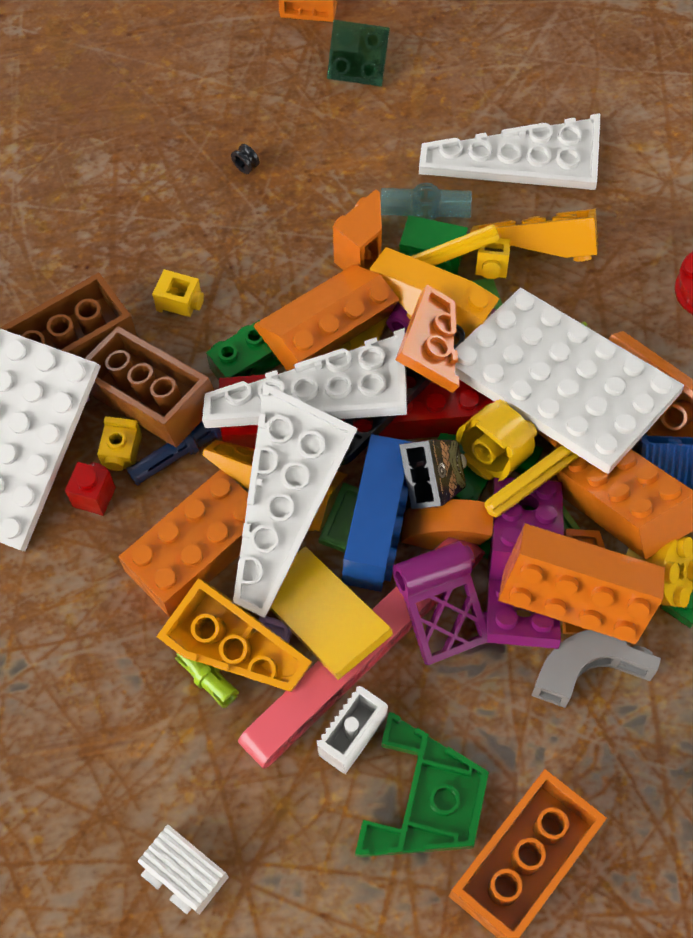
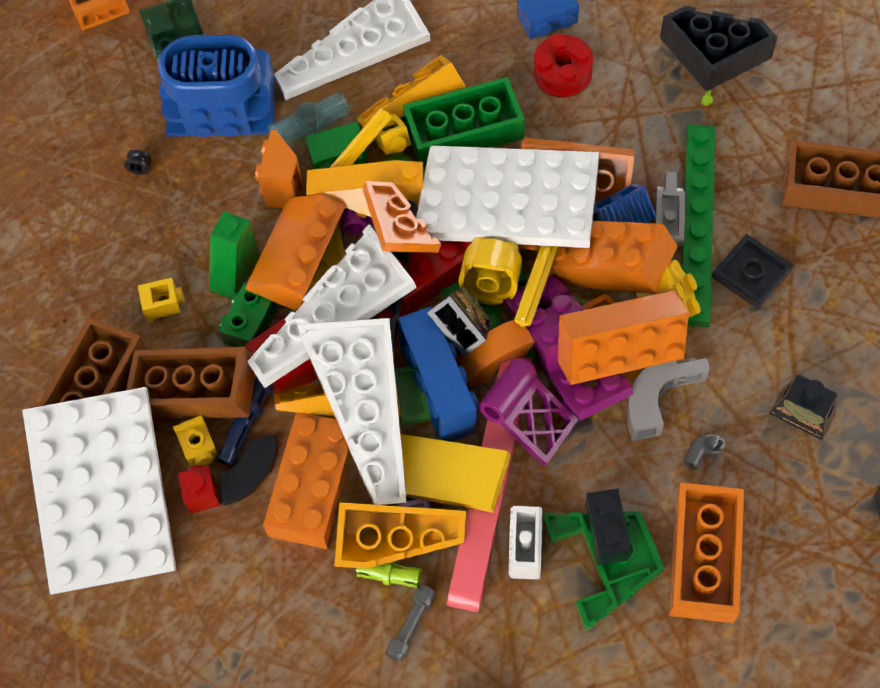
camera: 30 degrees left, 0 degrees up
(149, 500) = (250, 471): none -> black tile
(165, 753) = (422, 600): none -> dark grey bar
(265, 285) = (231, 254): none -> green slope
(357, 125) = (216, 87): none -> blue brick
(440, 766) = (607, 527): none -> black brick
(576, 281) = (465, 118): none -> green brick
(600, 747) = (703, 447): none -> dark grey arm

